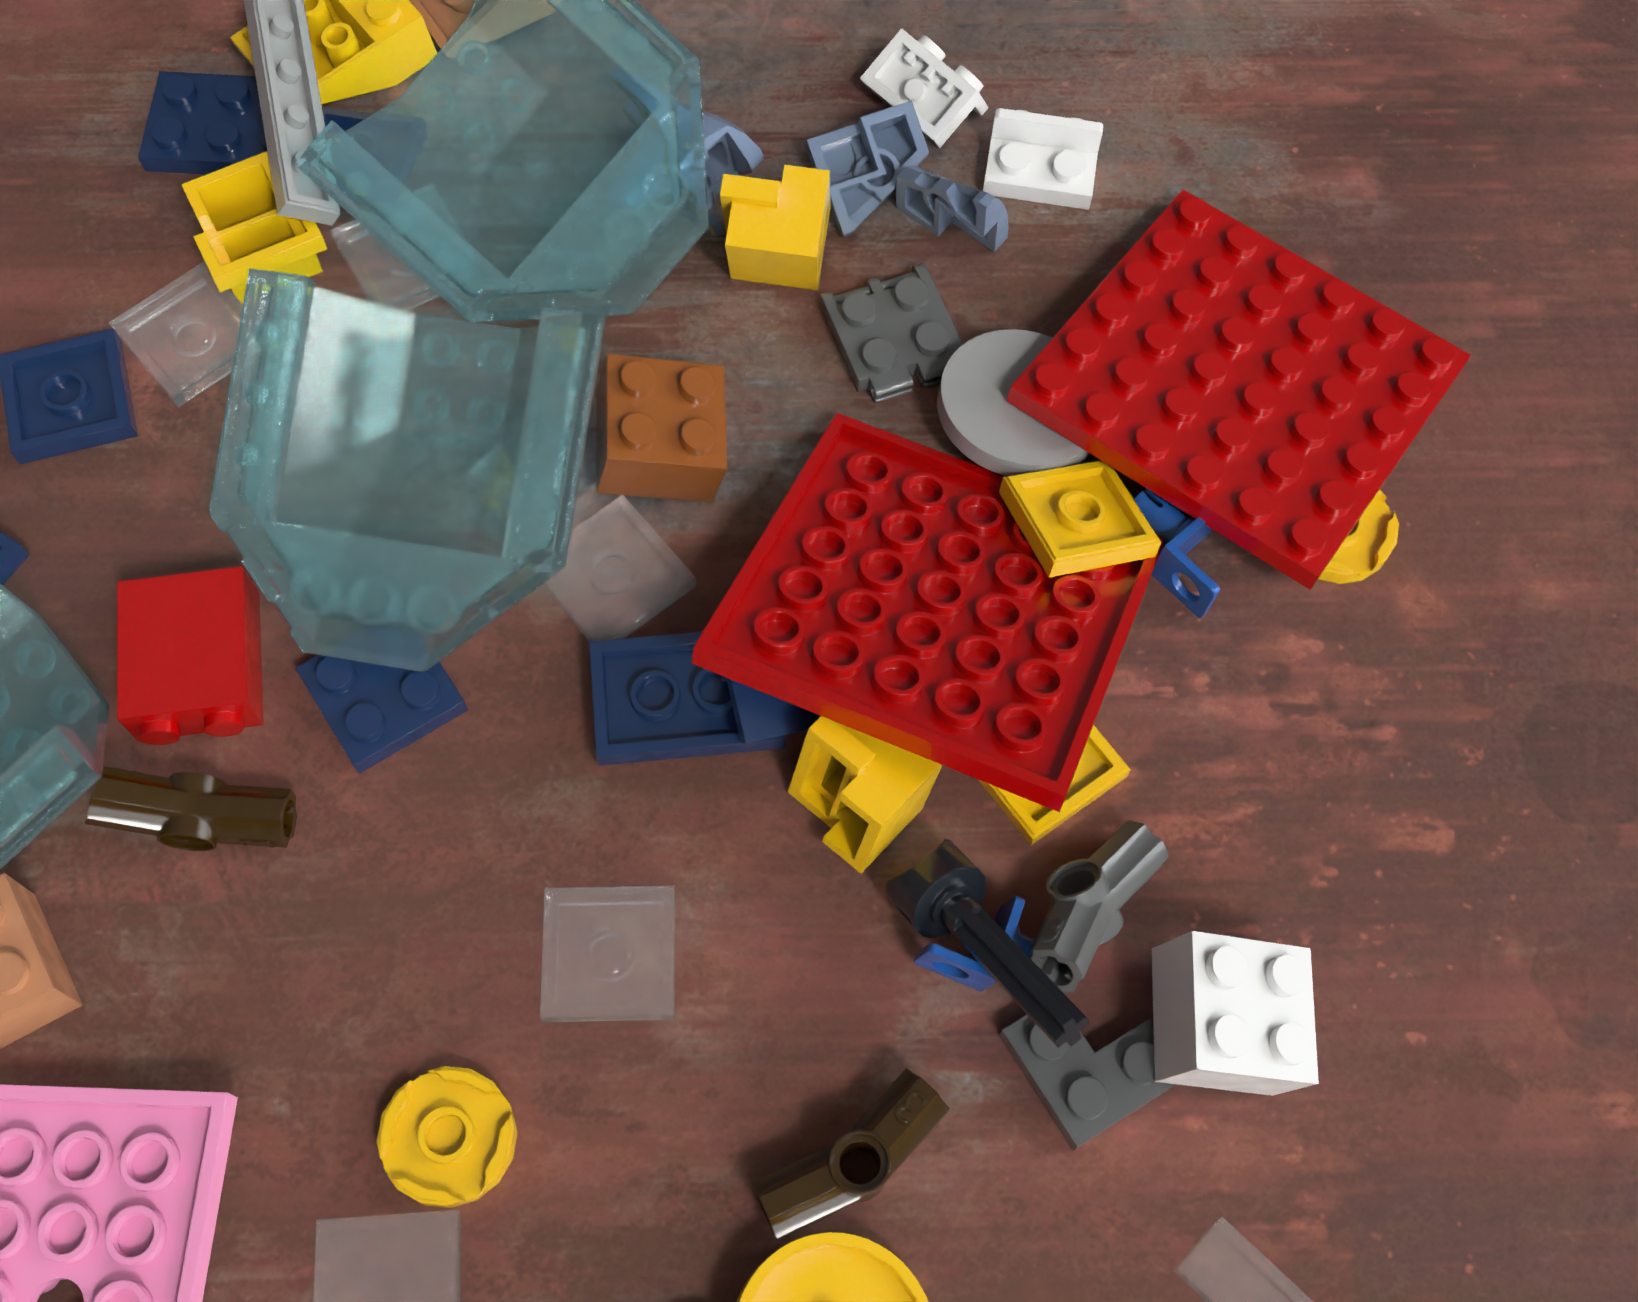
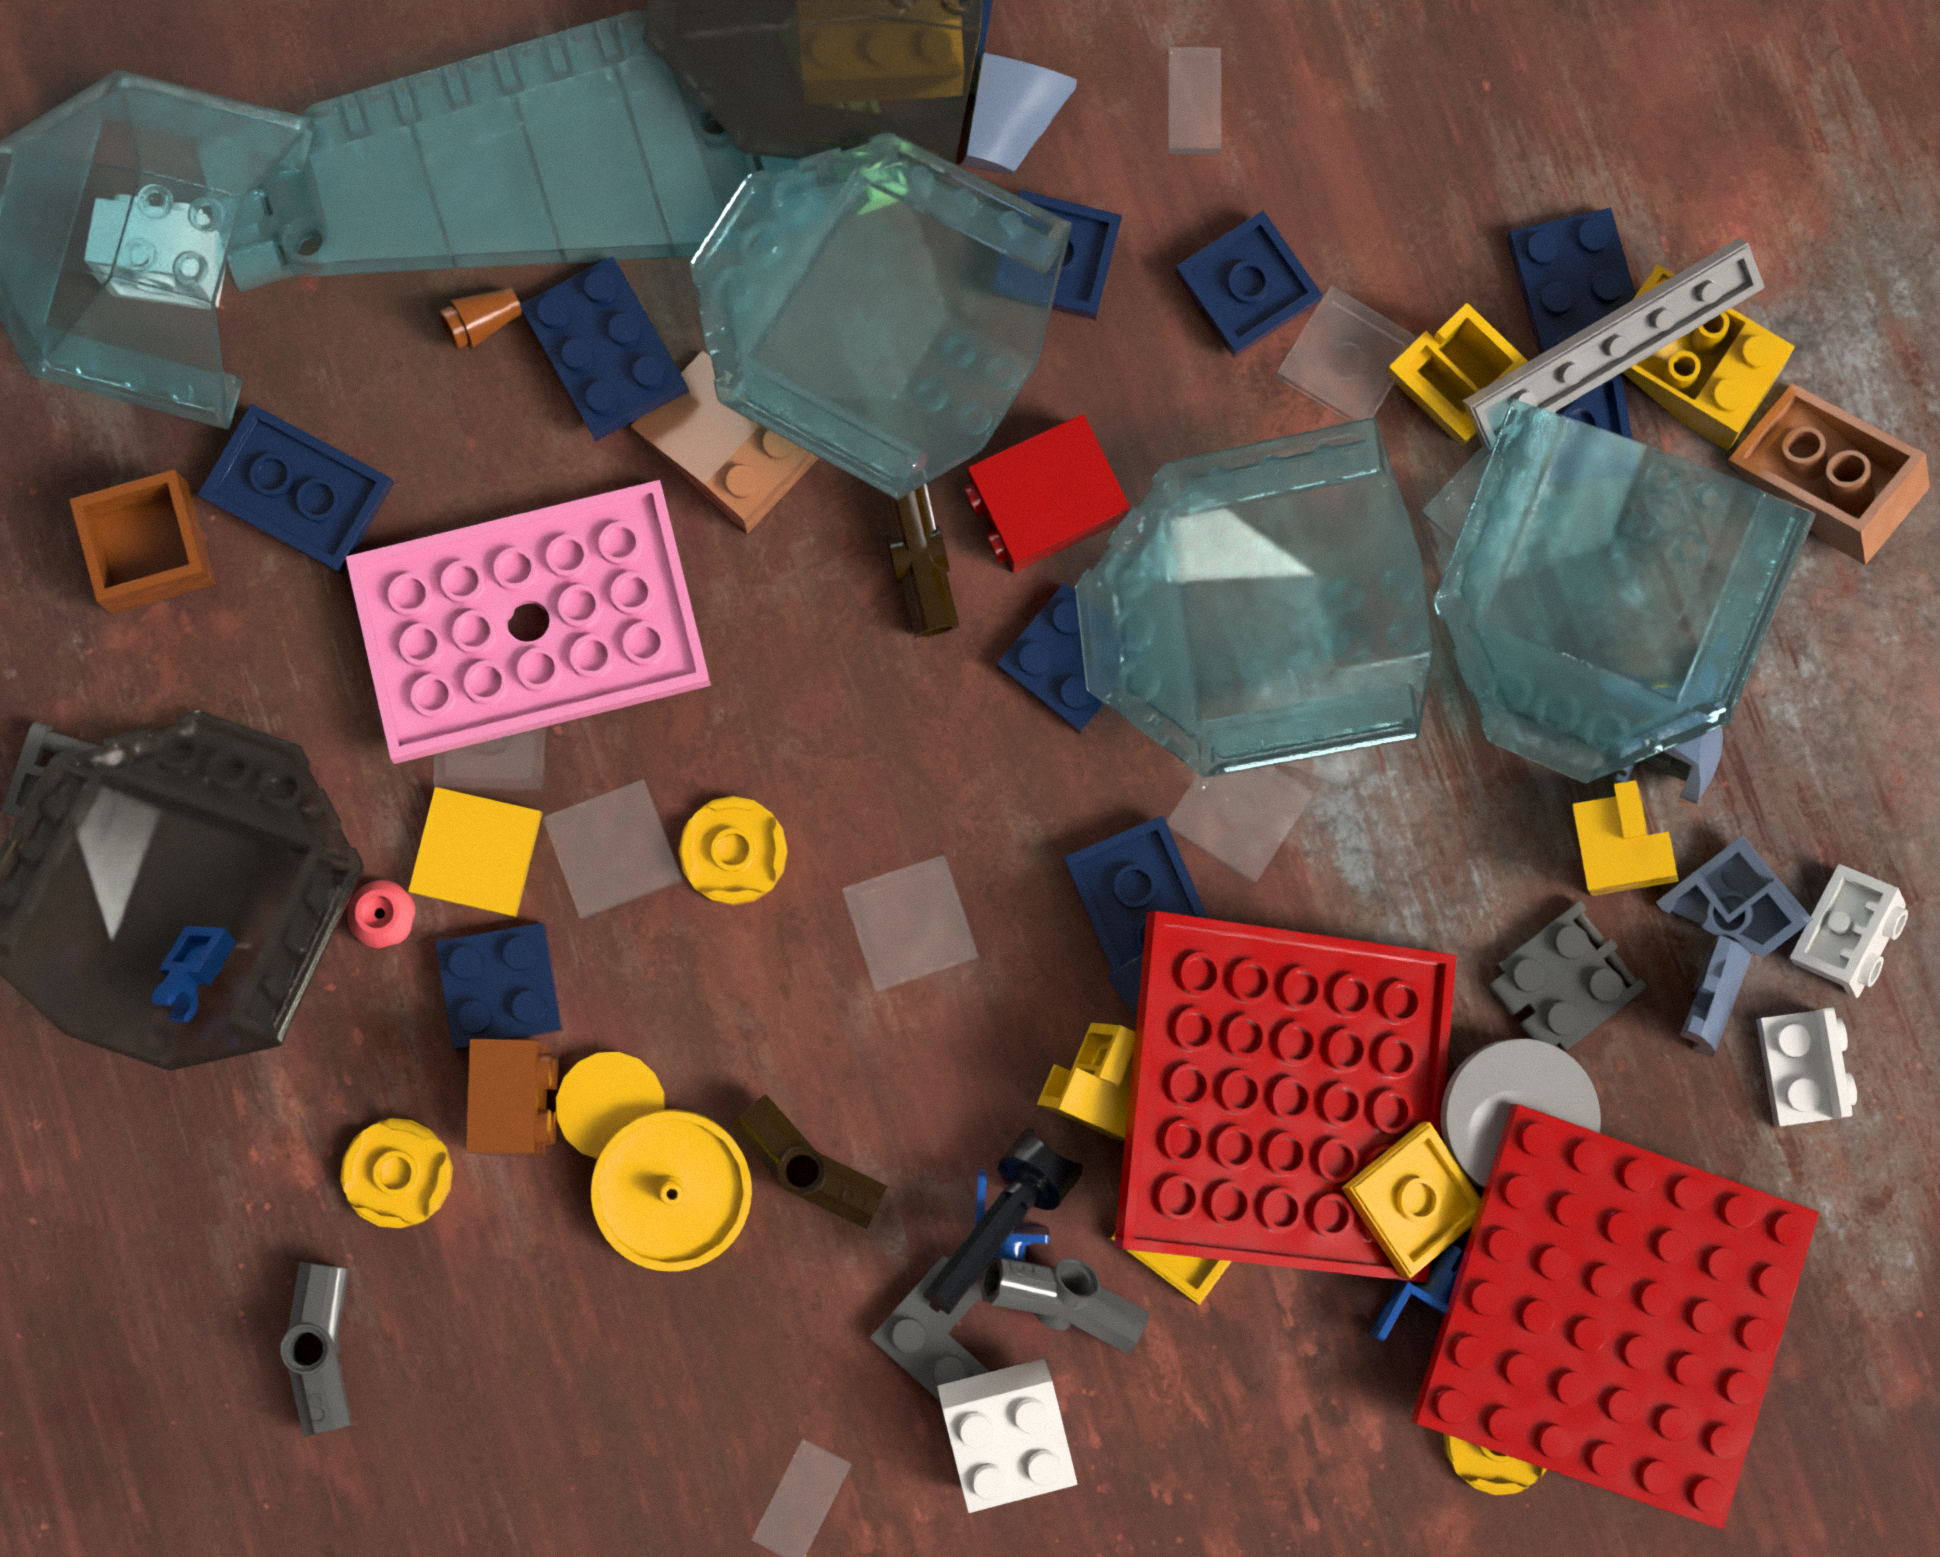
camera: 70 degrees right, 15 degrees up
(660, 428) = (1380, 807): dark orange piece -> none

